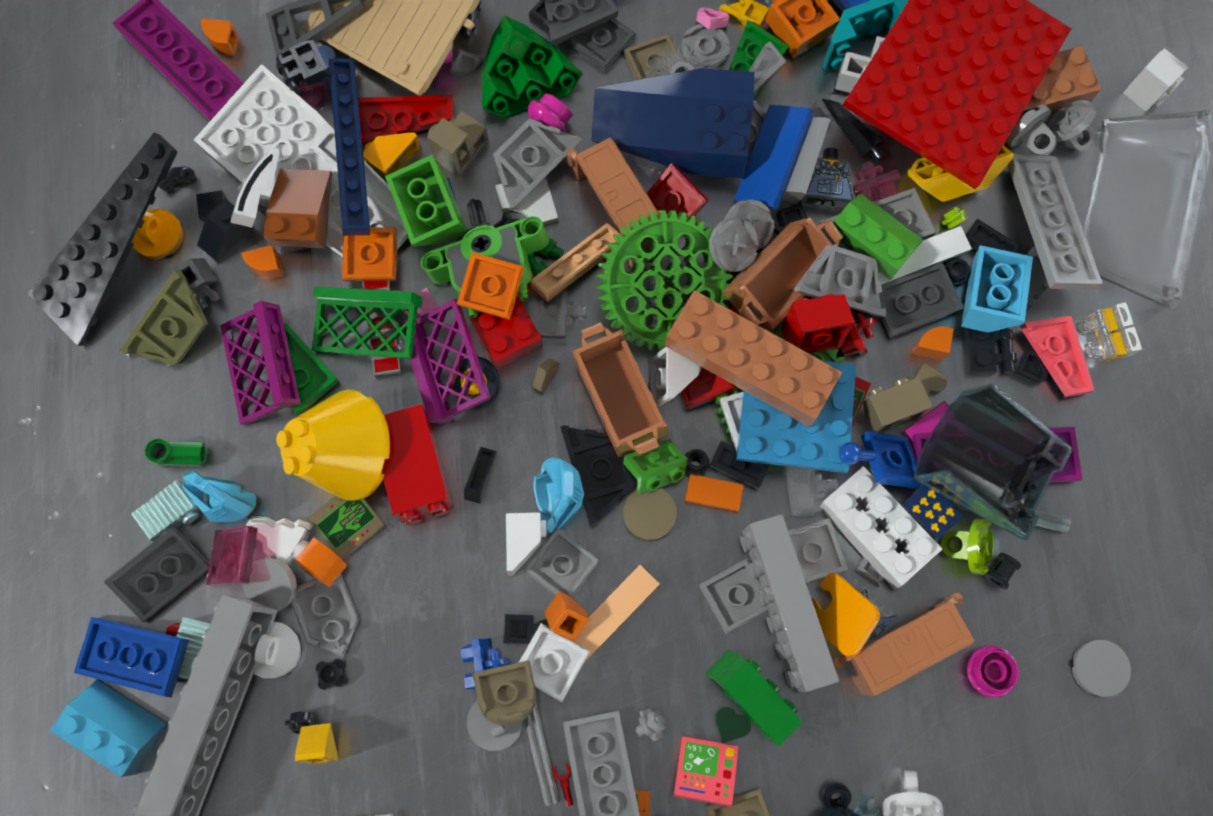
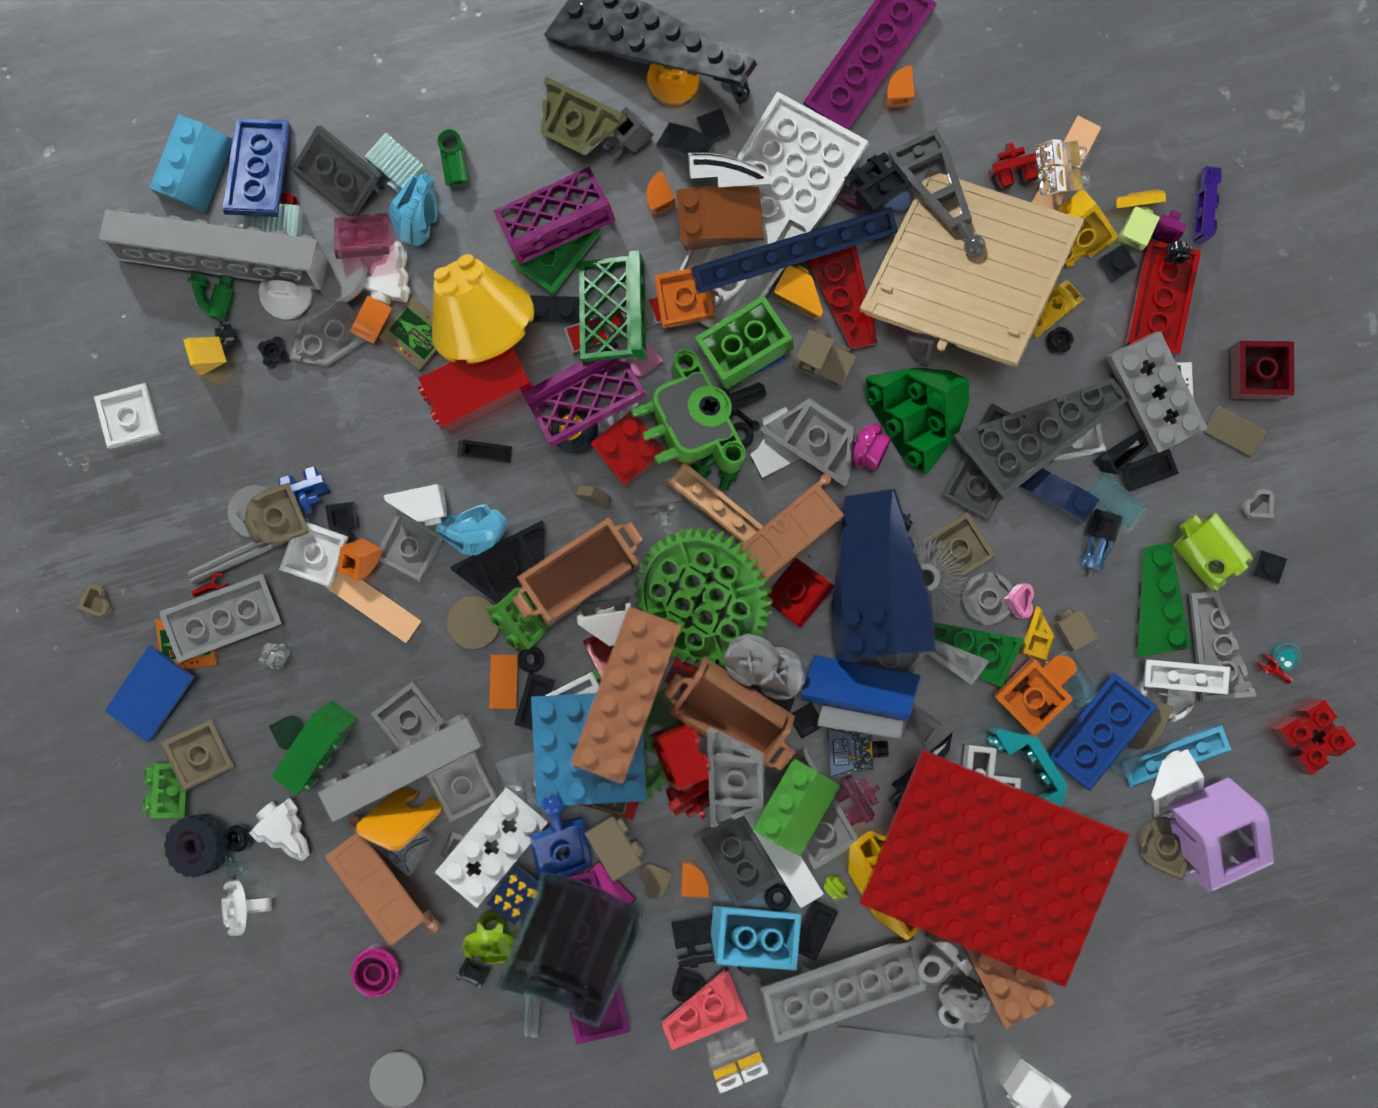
camera: 85 degrees right, 10 degrees up
(260, 721) = (220, 297): none -> green plant
(355, 374) = (556, 310): none -> black plate
(490, 285) = (661, 424): orange tile -> none
(706, 771) = (240, 713): tile -> none
(833, 747) = (281, 829): none -> white rock

